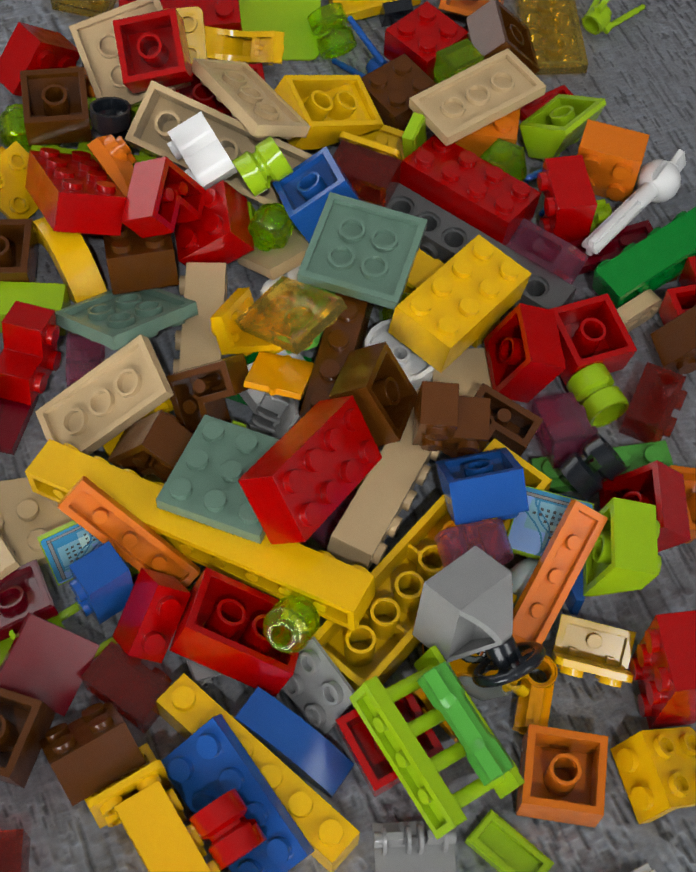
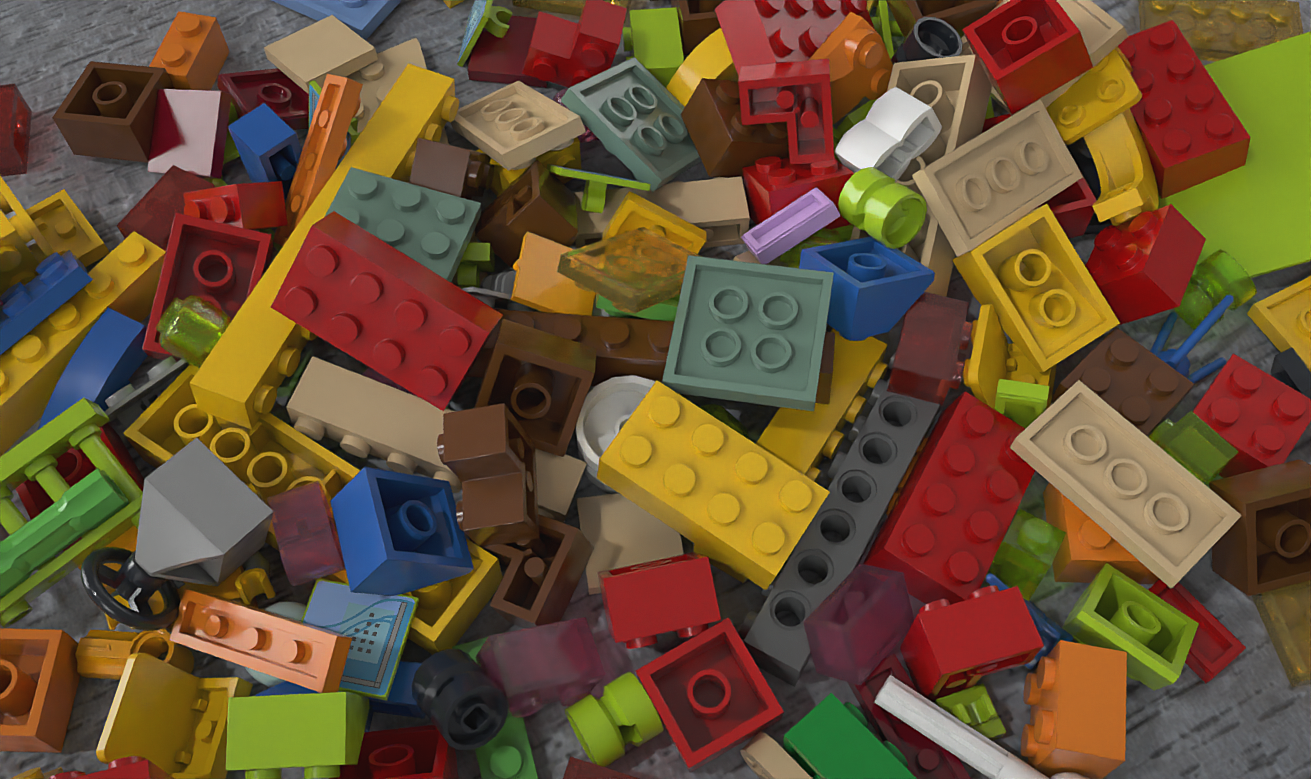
camera: 85 degrees right, 0 degrees up
(91, 751) = (77, 182): reddish brown brick -> none
(188, 341) = (595, 187): none -> lime piece
(257, 228) = (790, 226): none -> lavender tile
(313, 49) = (1145, 263): none -> red brick

